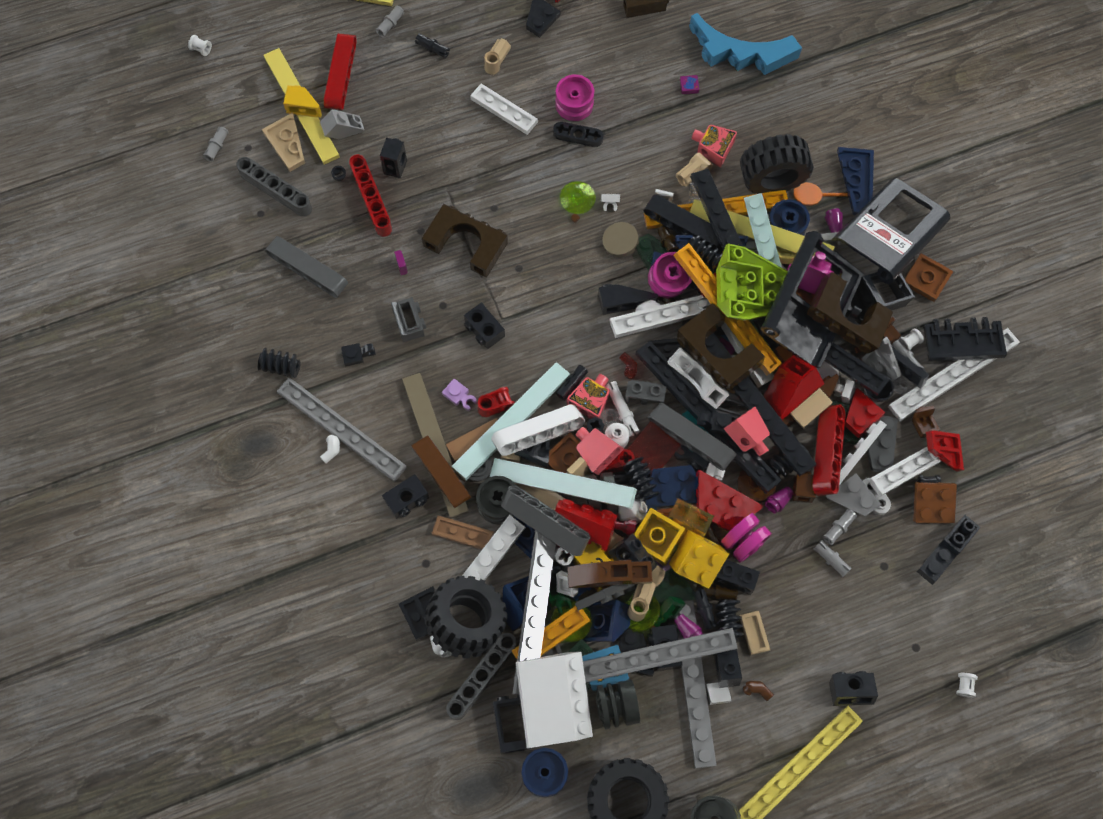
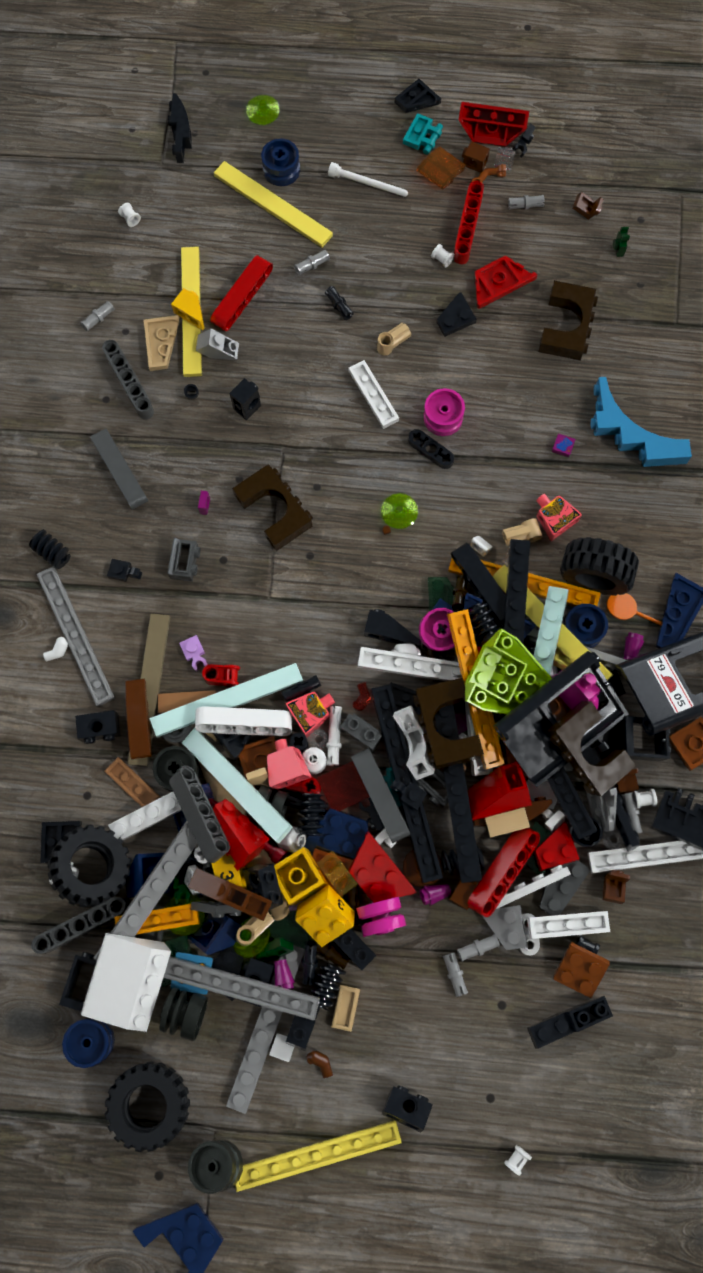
camera: 30 degrees right, 5 degrees up
(372, 202) = (211, 433): red beam -> none
(487, 324) = (249, 597): black brick -> none
(610, 199) = (427, 526): white tile -> none
(620, 239) = (416, 571): dark tan tile -> none
(749, 432) = (434, 817): coral torso -> none
(946, 448) = (621, 922): red wing -> none

